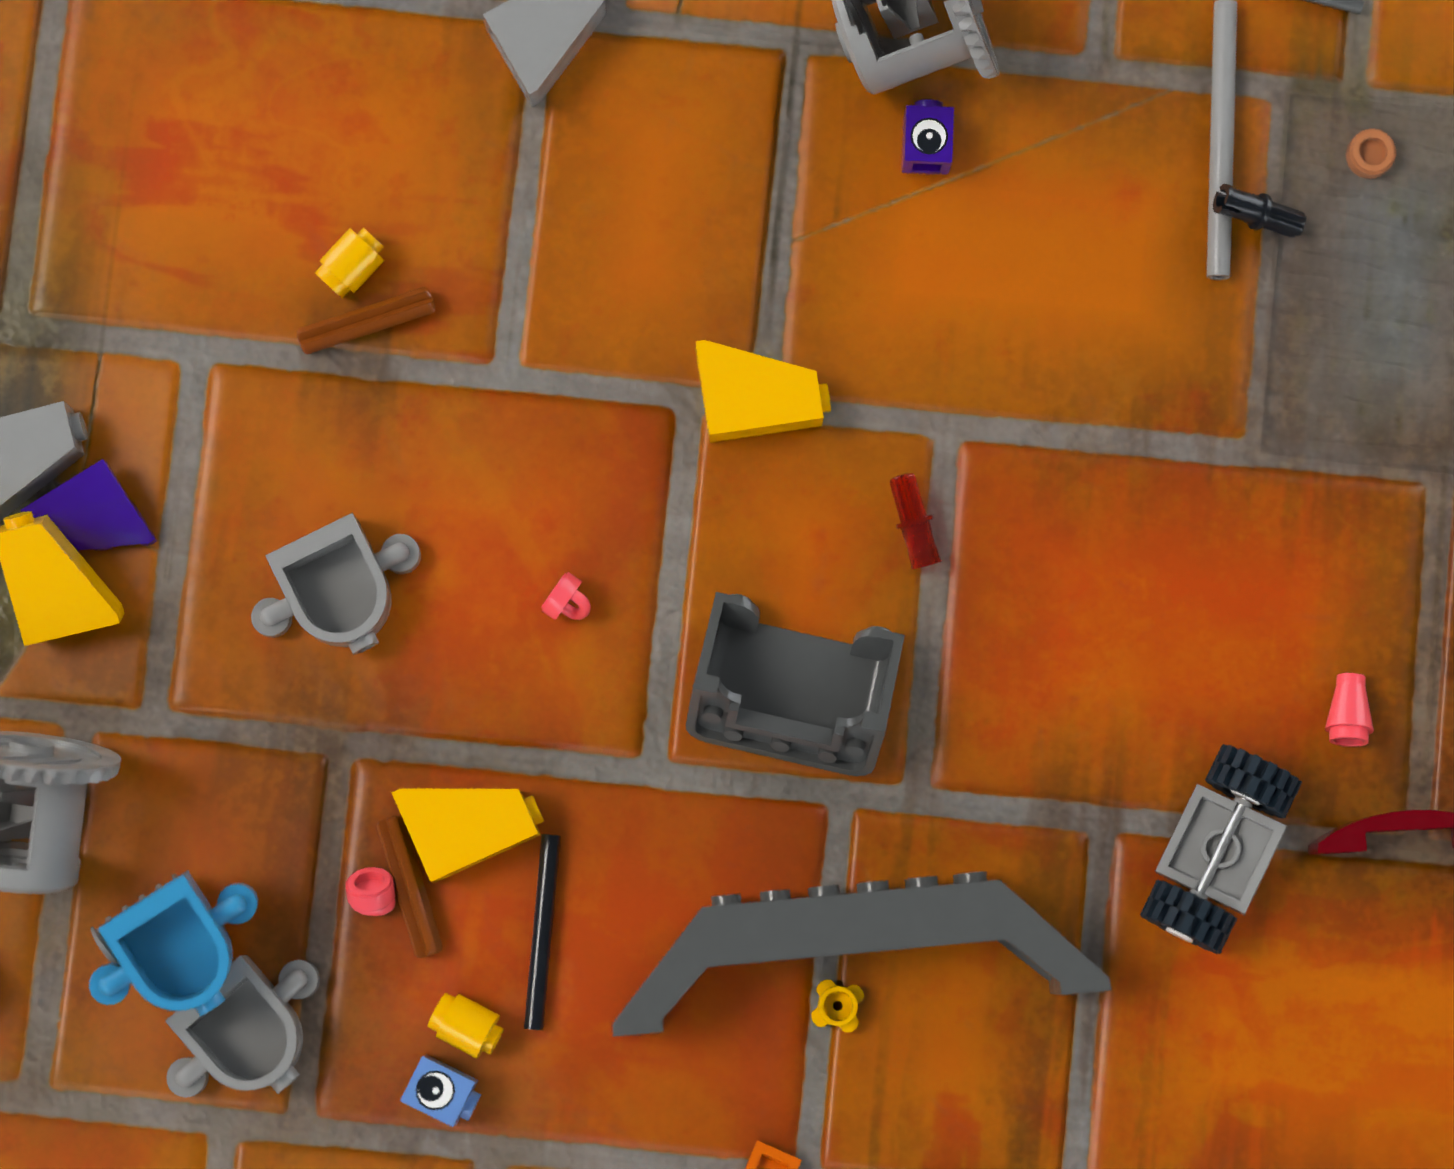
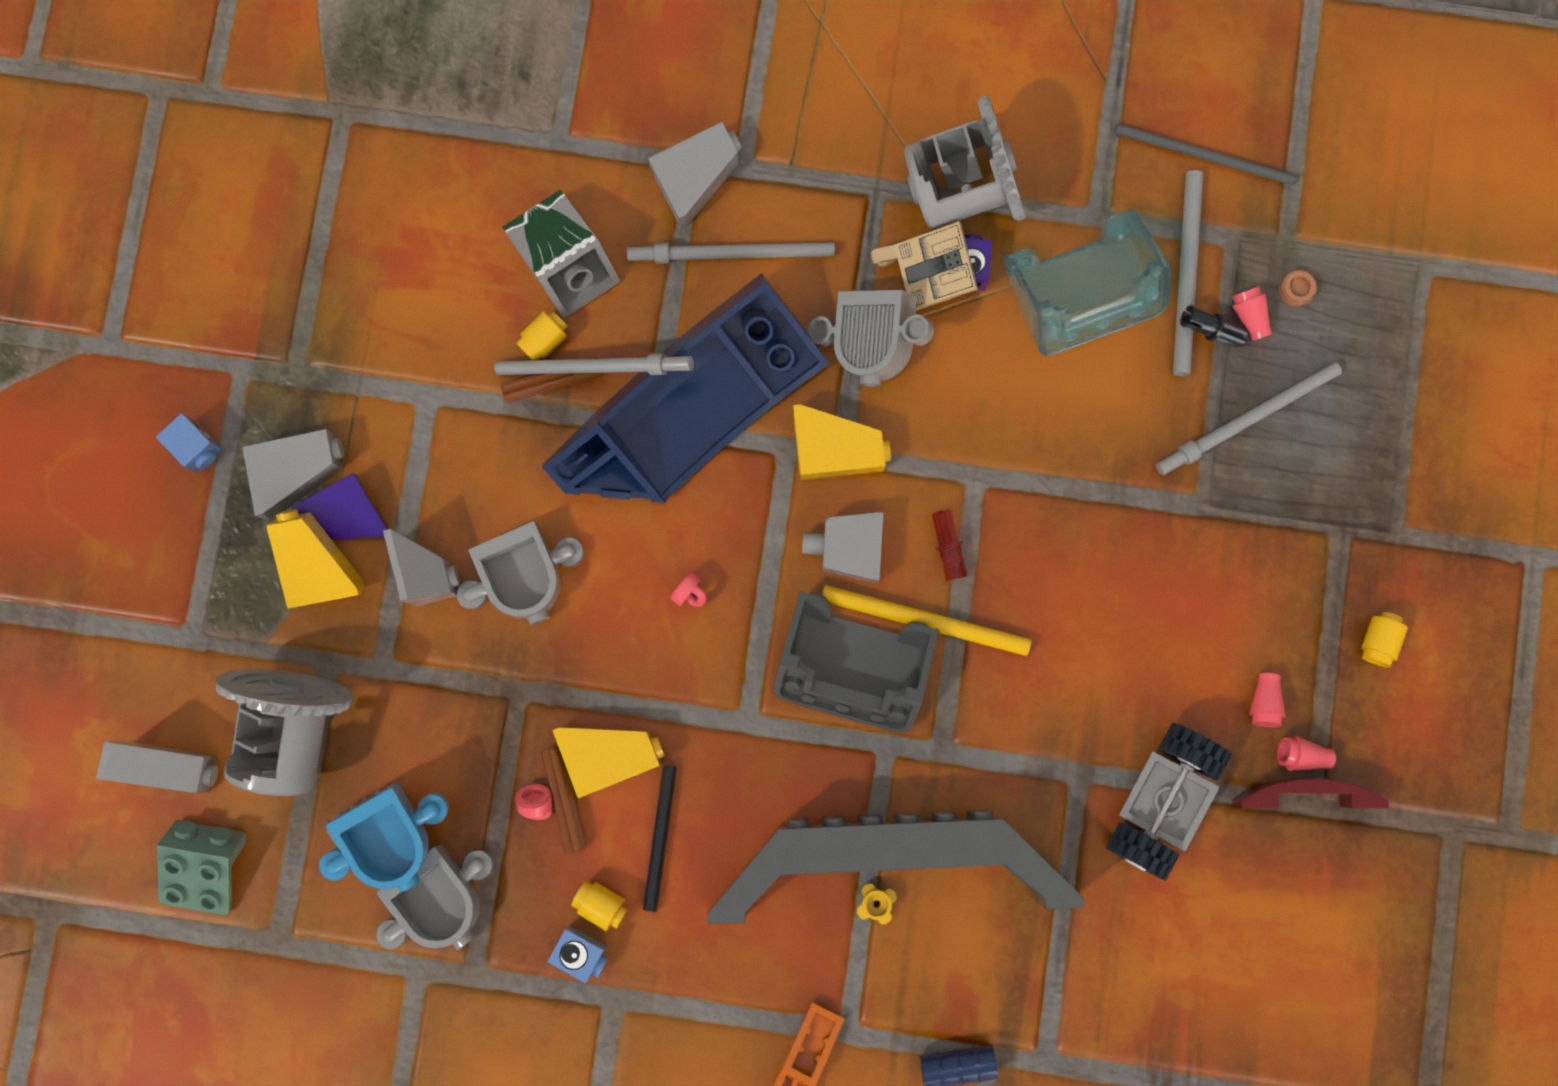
camera: 10 degrees right, 0 degrees up
(202, 589) = (418, 572): none -> light grey slope
(371, 148) = (562, 253): none -> light grey slope
(506, 294) = (653, 364): none -> light grey bar
(509, 142) = (663, 253): none -> light grey bar
(556, 340) = (673, 423): none -> dark blue slope
(779, 528) = (849, 546): none -> light grey torso
(798, 239) = (873, 333): none -> light grey piece
(875, 148) = (932, 265): none -> tan flag
(913, 628) = (944, 624): none -> yellow piece
(1091, 164) = (1091, 287): none -> clear light blue windscreen
(1236, 380) = (1191, 451): none -> light grey bar
(1311, 189) = (1253, 312): none -> coral cone
(1399, 780) = (1302, 754): none -> coral cone

